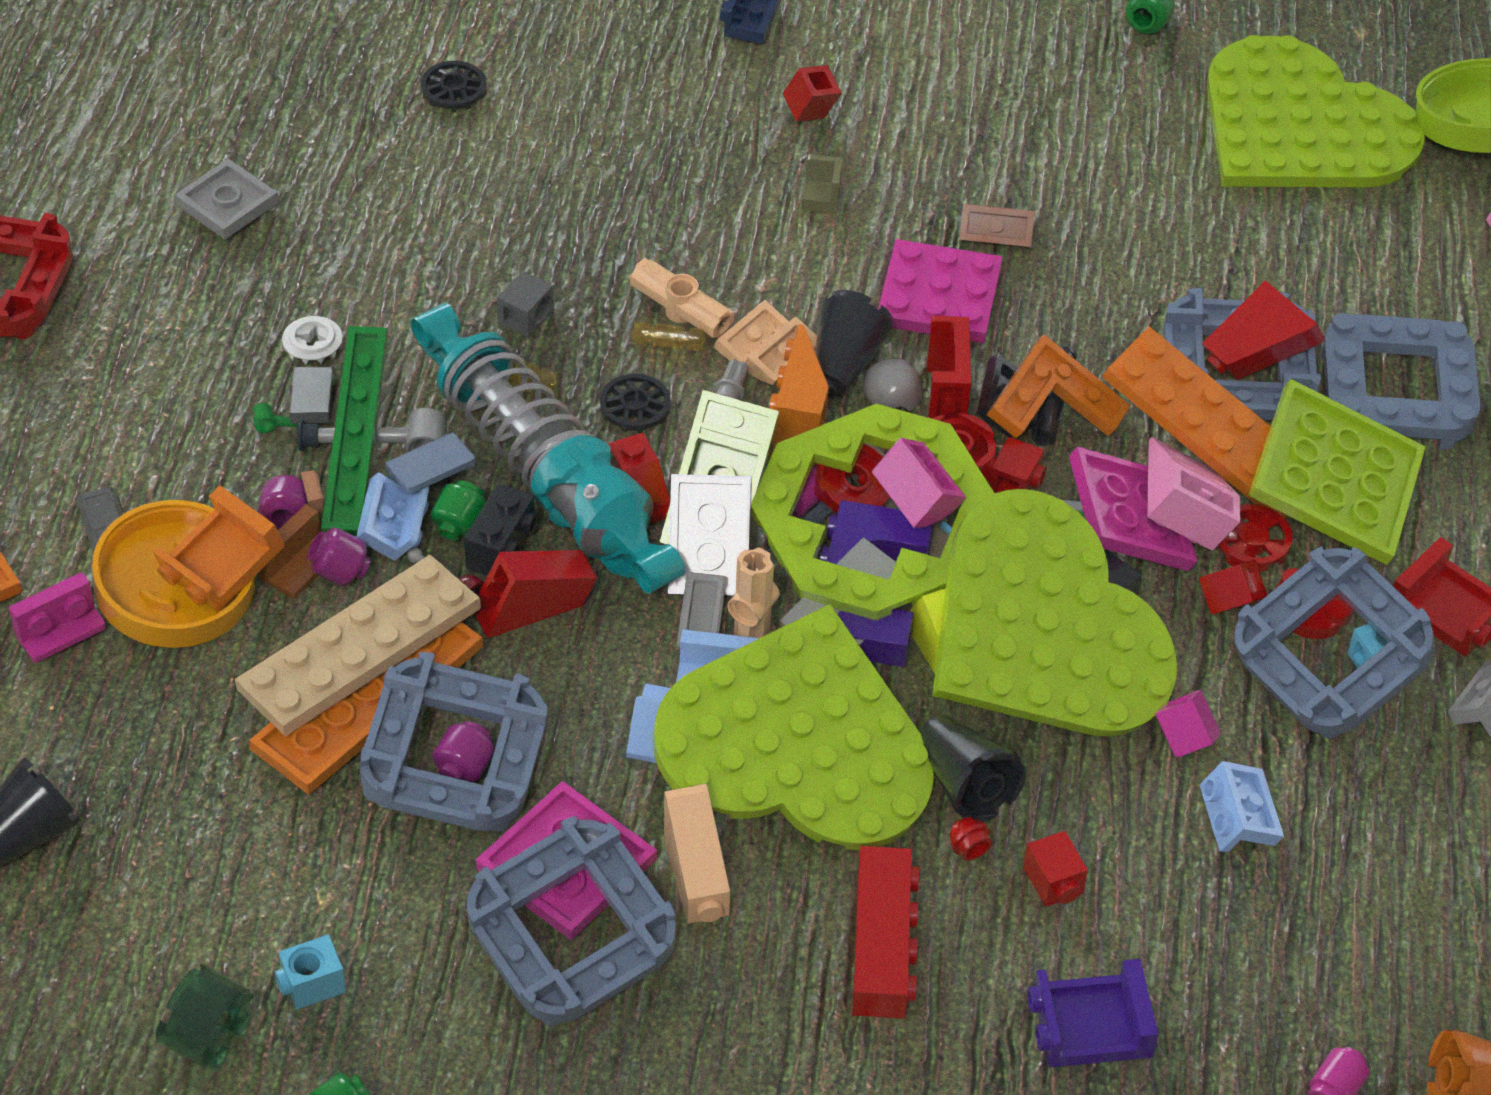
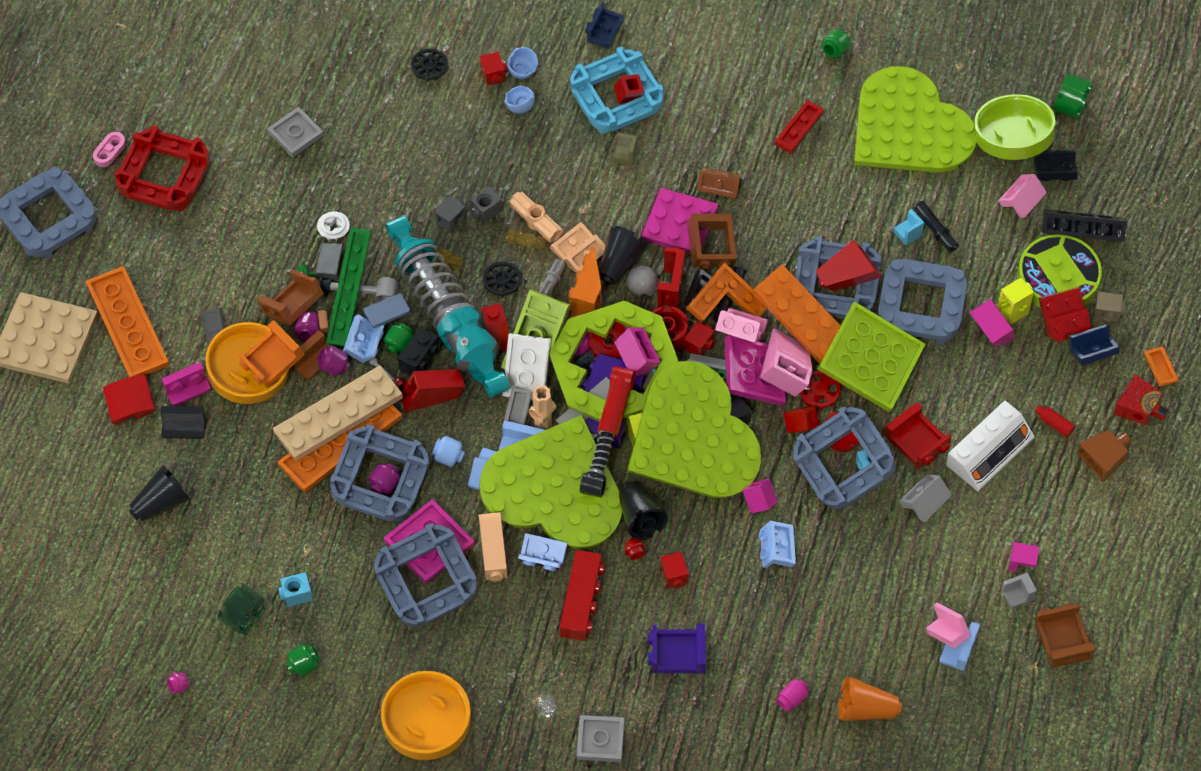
camera: 10 degrees right, 10 degrees up
(55, 686) = (182, 422): none -> black panel
(256, 458) = (293, 299): none -> dark orange panel
(567, 80) = (493, 68): none -> red brick
(580, 694) = (448, 451): none -> light blue head
(589, 285) = (489, 199): none -> dark grey brick
(619, 68) = (522, 63): none -> light blue hair
(623, 124) = (519, 99): none -> light blue hair
(776, 141) = (602, 117): none -> medium azure plate
(794, 858) = (543, 551): none -> light blue bracket
(889, 617) = (621, 383): none -> piece
(1004, 278) = (711, 221): none -> dark orange window
(1093, 430) = (742, 325): none -> bright pink panel
(1116, 133) = (799, 127): none -> red plate
(1349, 270) = (910, 229): none -> medium azure panel
(1402, 273) = (940, 232): none -> black pin

